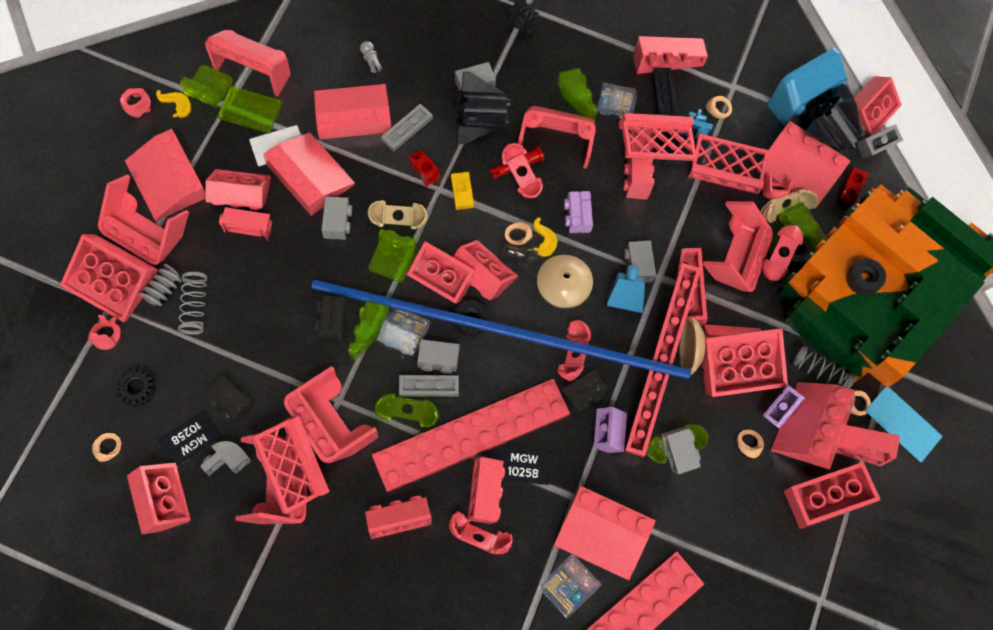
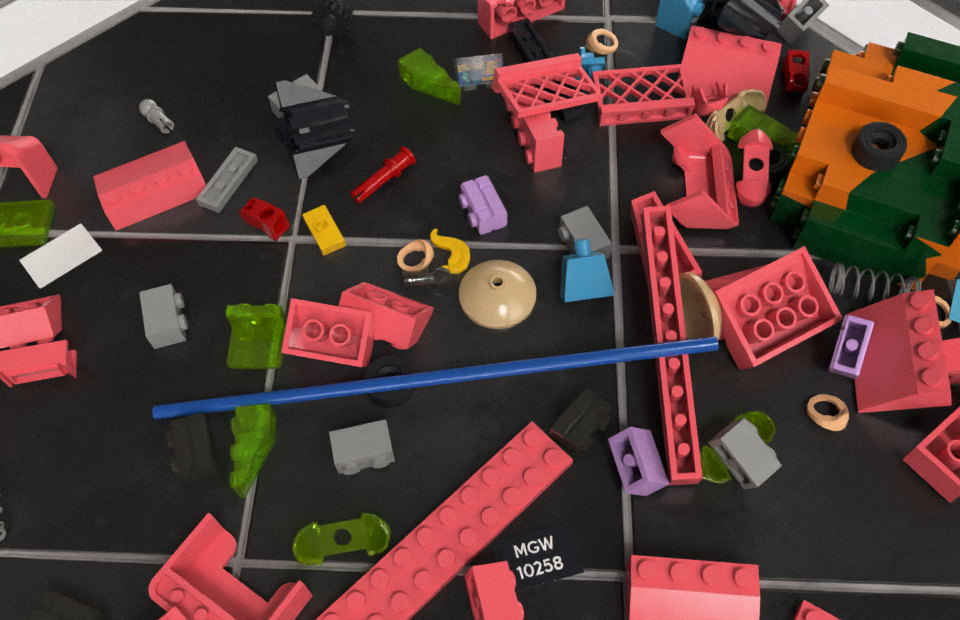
camera: 10 degrees left, 10 degrees down
(307, 171) = (107, 272): coral slope -> none
(382, 214) = (226, 291): tan piece -> none
(403, 331) = (301, 431): clear slope -> none
(429, 385) = (361, 493): light grey plate -> none
(528, 185) = (375, 165): coral piece -> none
(561, 121) = (419, 114): coral windscreen -> none
(580, 333) = (552, 395): coral piece -> none

